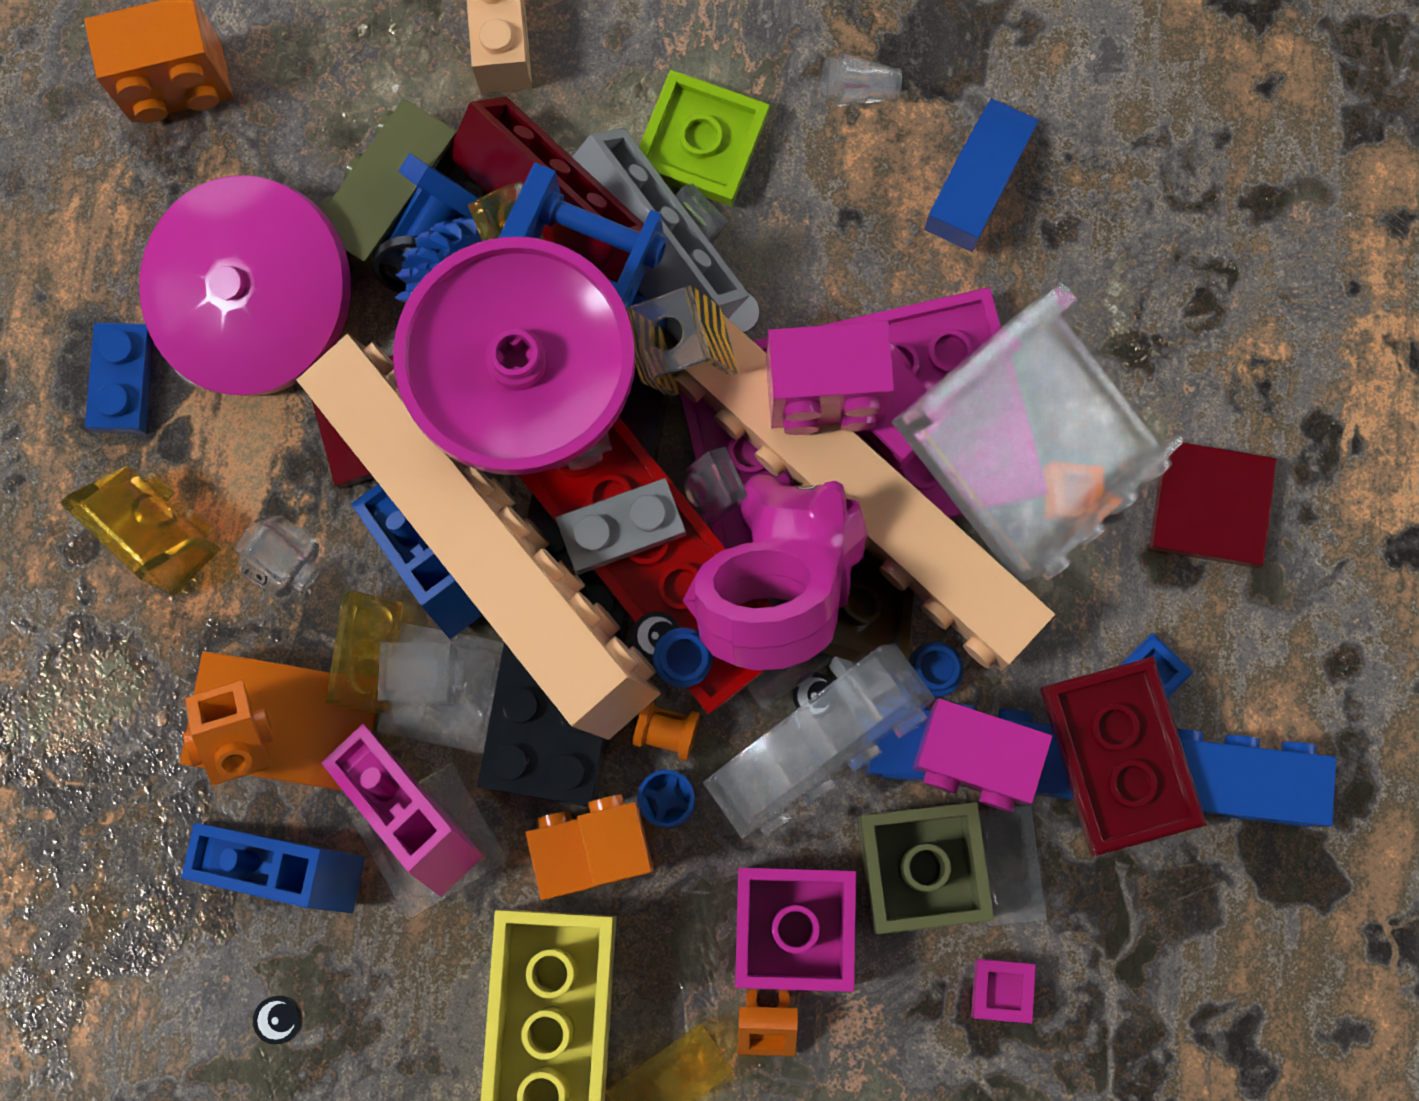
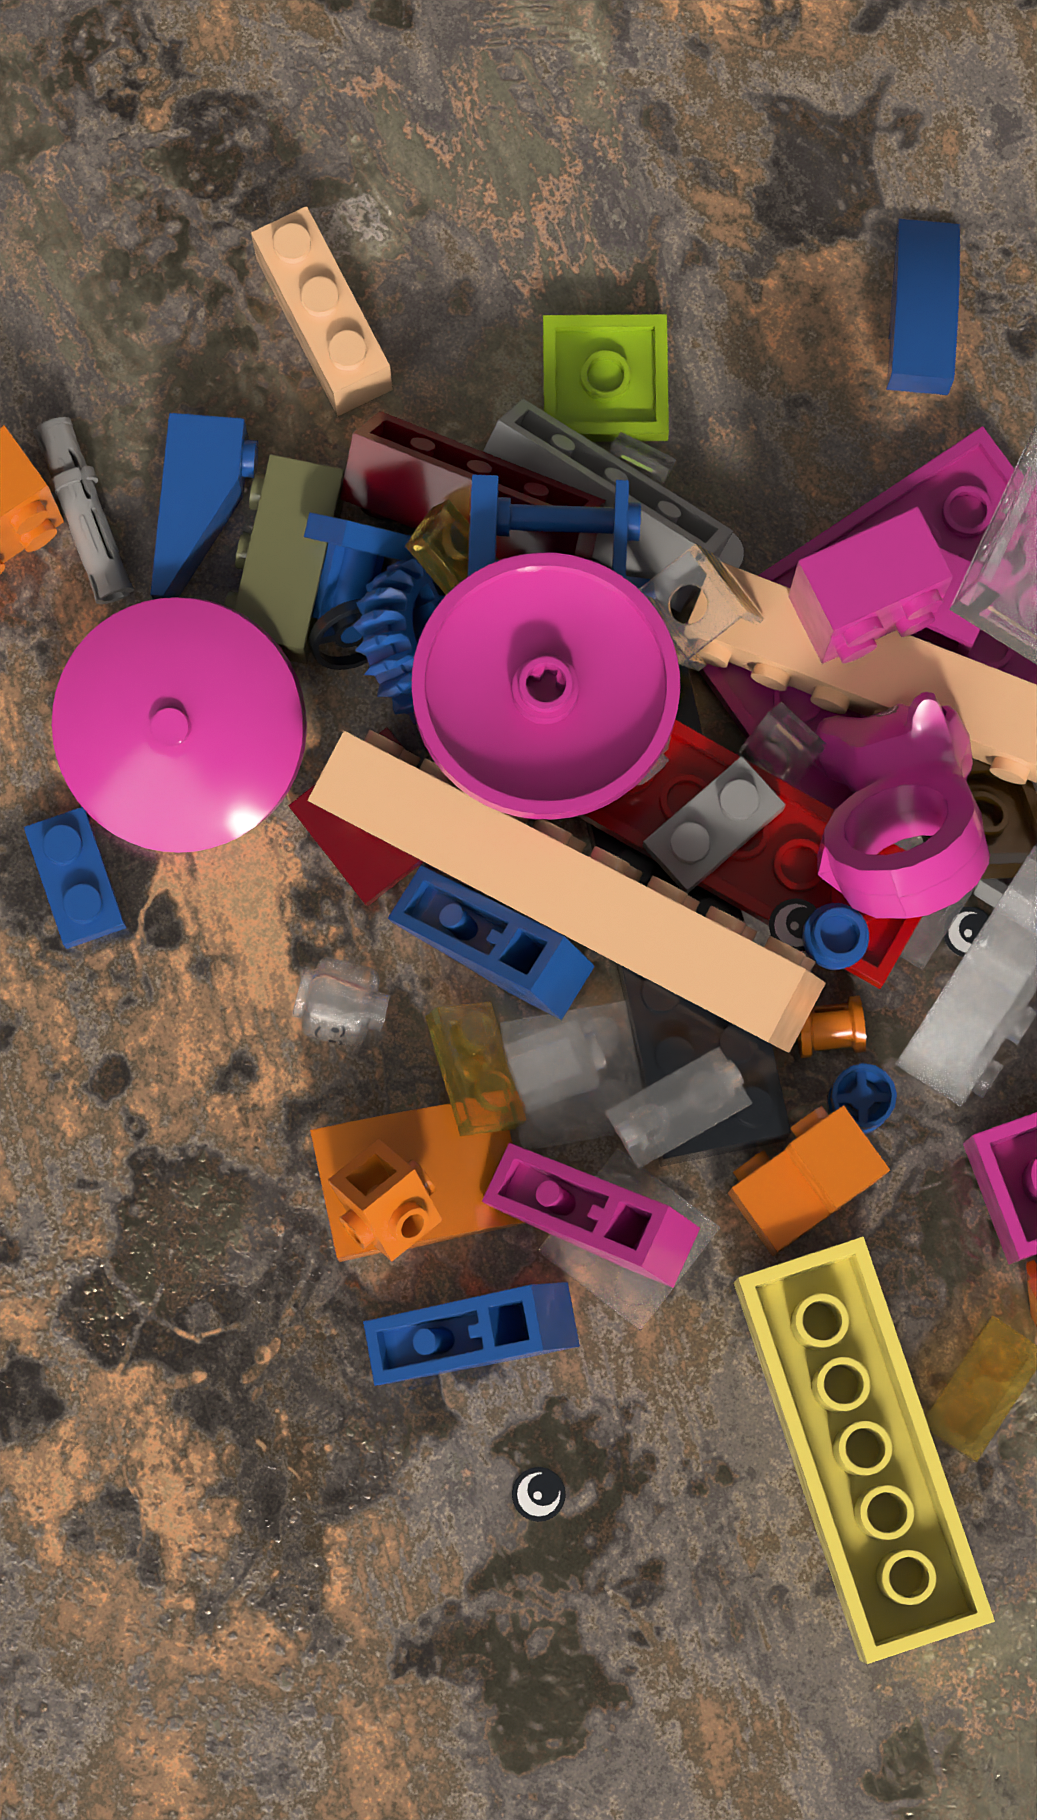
camera: 25 degrees left, 0 degrees up
(144, 528) = (185, 1025): clear yellow slope -> none
(247, 85) = (74, 487): none -> light grey pin
(337, 113) = (199, 493): none -> blue slope
(500, 749) = (679, 1107): none -> clear hinge
(858, 81) = (750, 252): clear cone -> none

